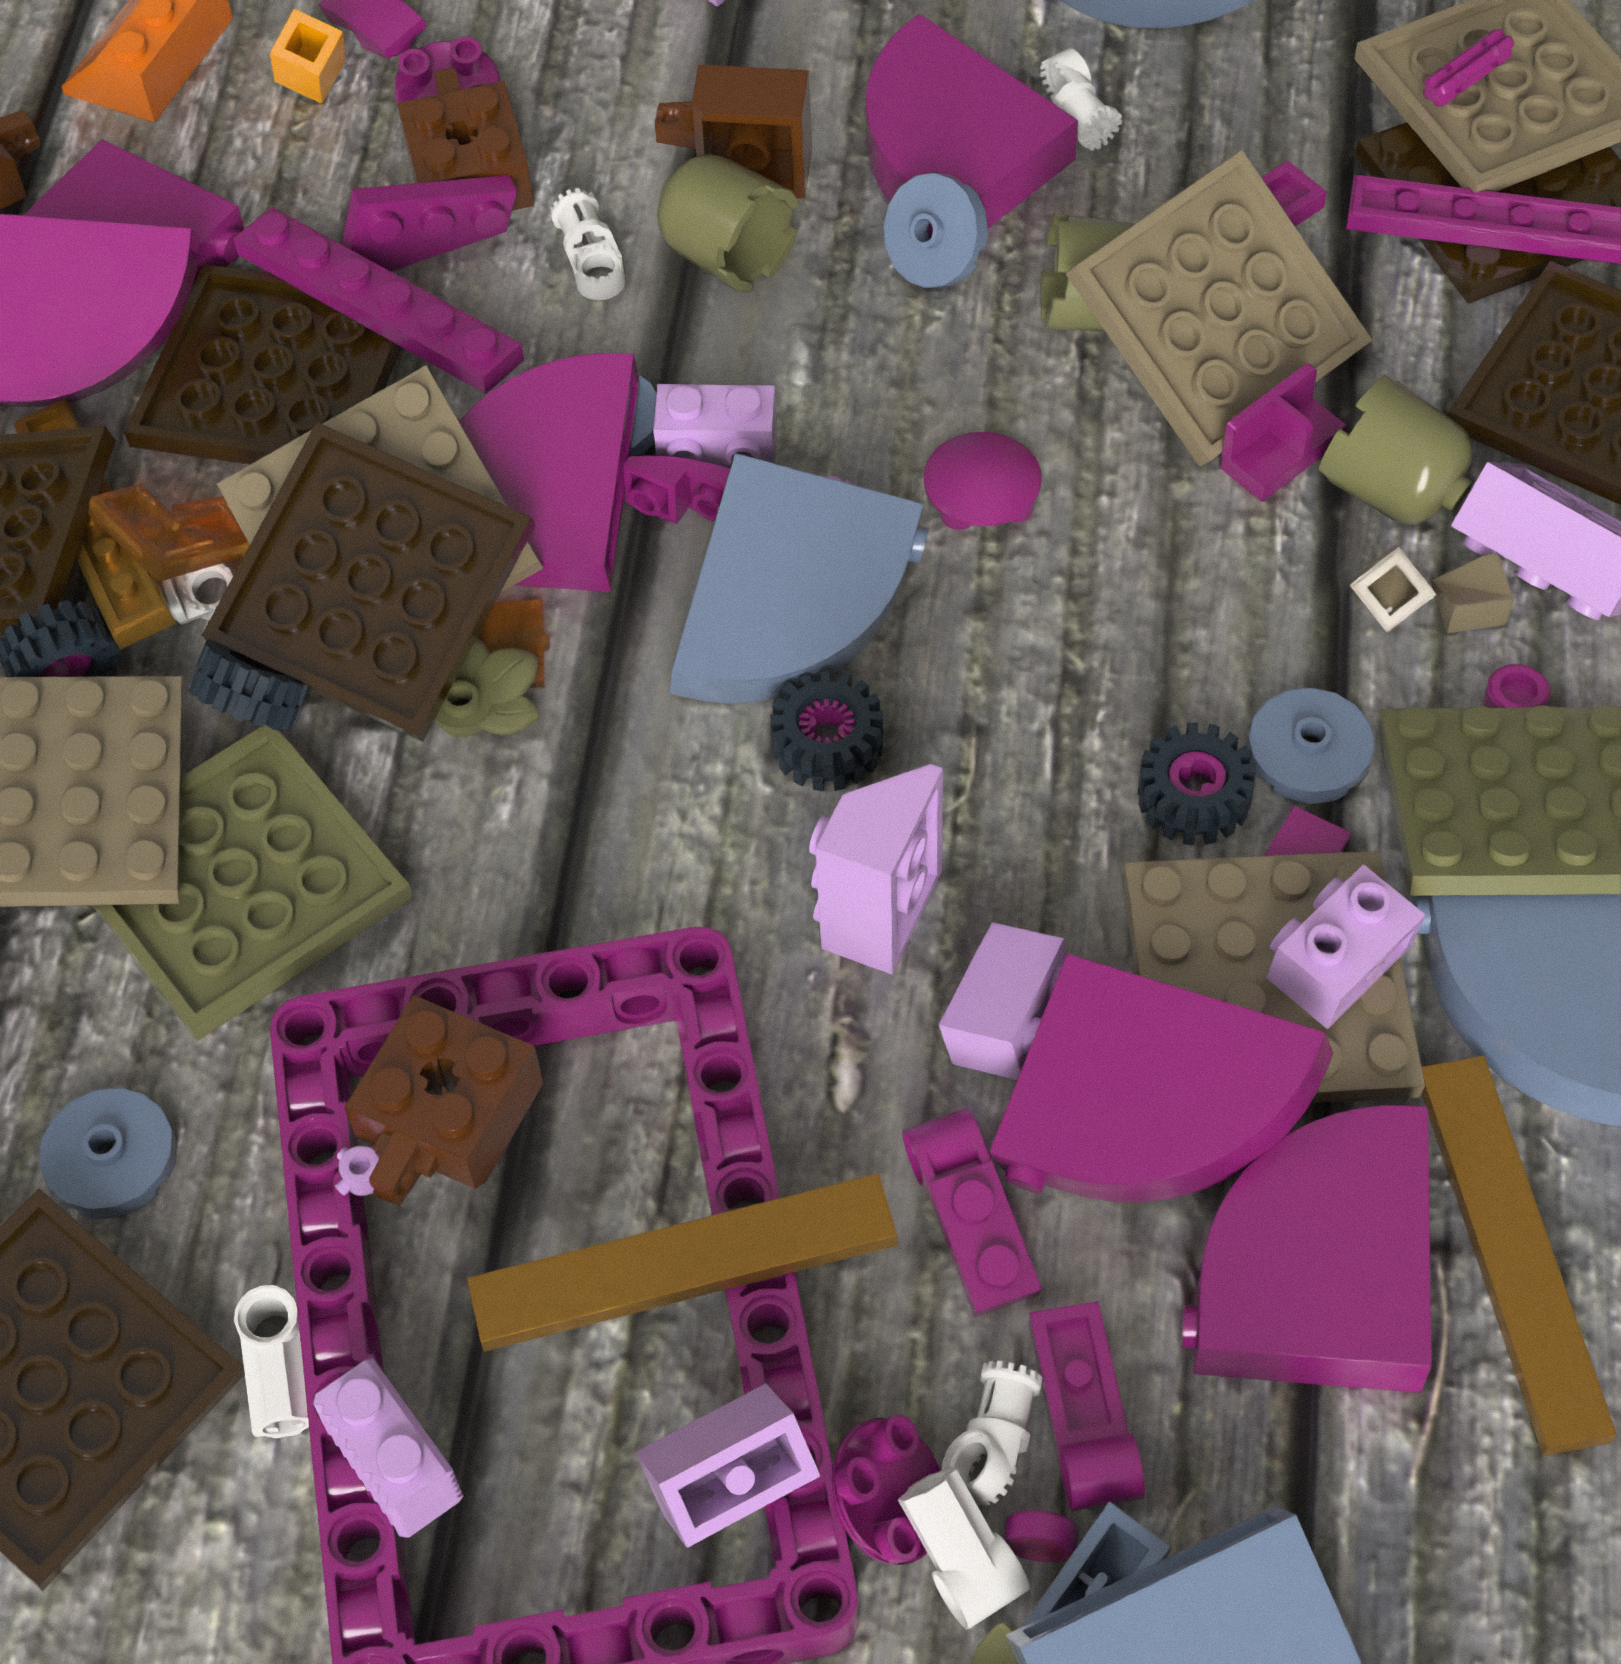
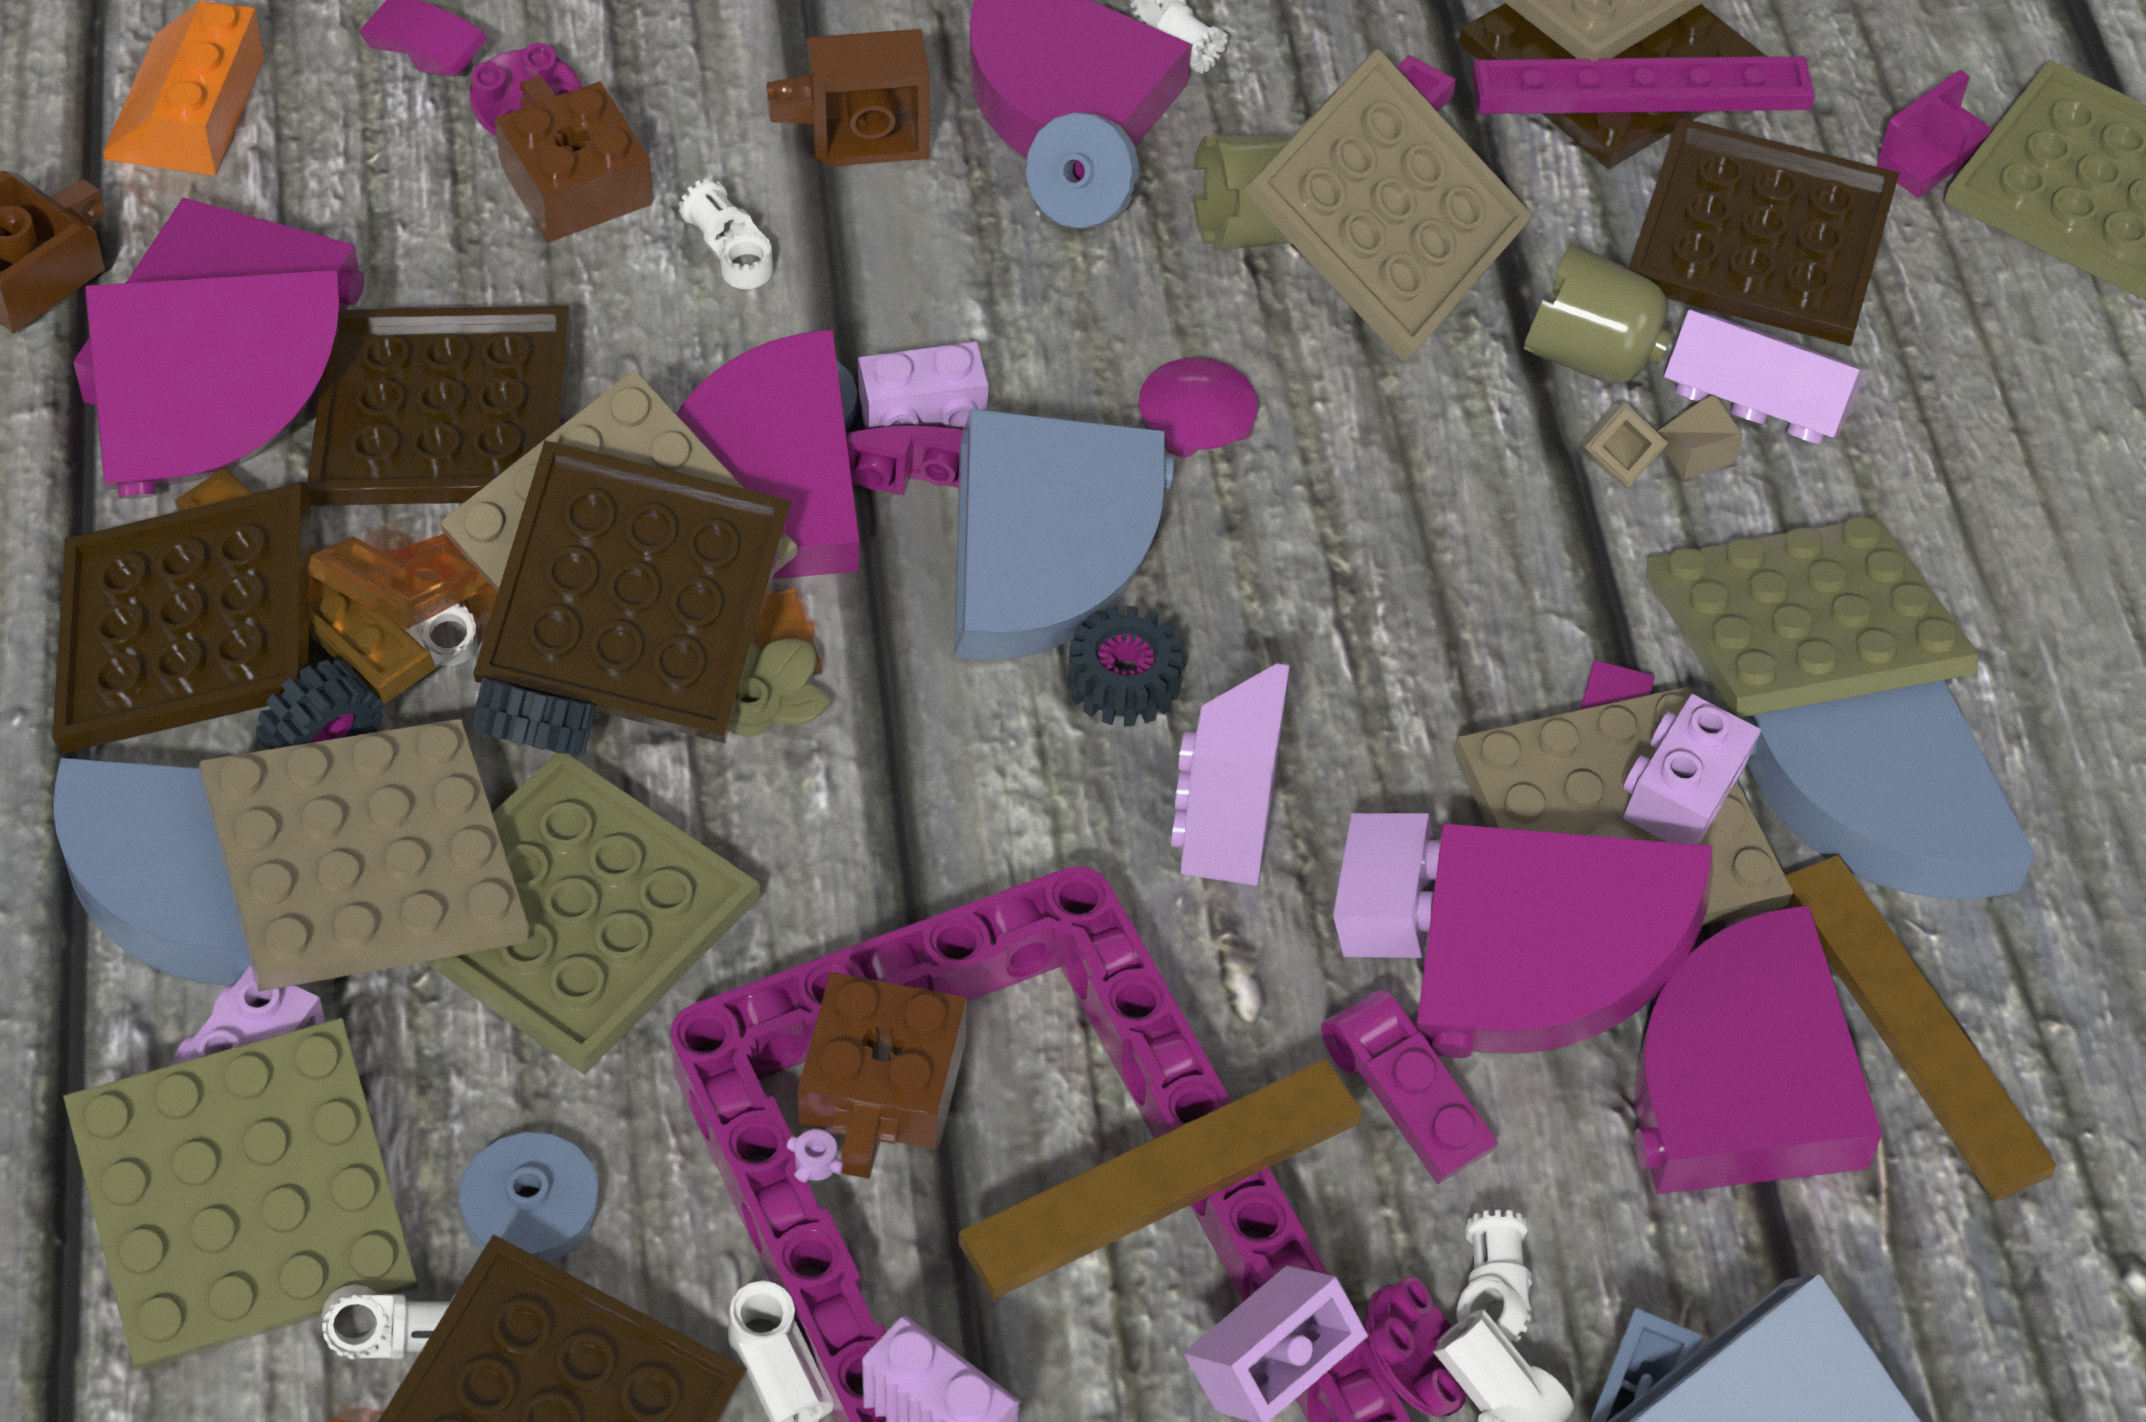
camera: 20 degrees left, 5 degrees down
(308, 56) = (374, 84): light orange brick -> none
(380, 300) = (536, 316): magenta plate -> none
(426, 219) = (548, 234): magenta wing -> none
(727, 219) = (868, 187): olive cylinder -> none
(1041, 1535) = (1572, 1360): magenta tile -> none
(1085, 1407) = (1573, 1241): magenta plate -> none
(1189, 811) = (1490, 681): black bush -> none
(1278, 435) = (1474, 320): magenta panel -> none
(1307, 769) = (1595, 625): sand blue plate -> none
(1516, 688) = (1764, 517): magenta tile -> none

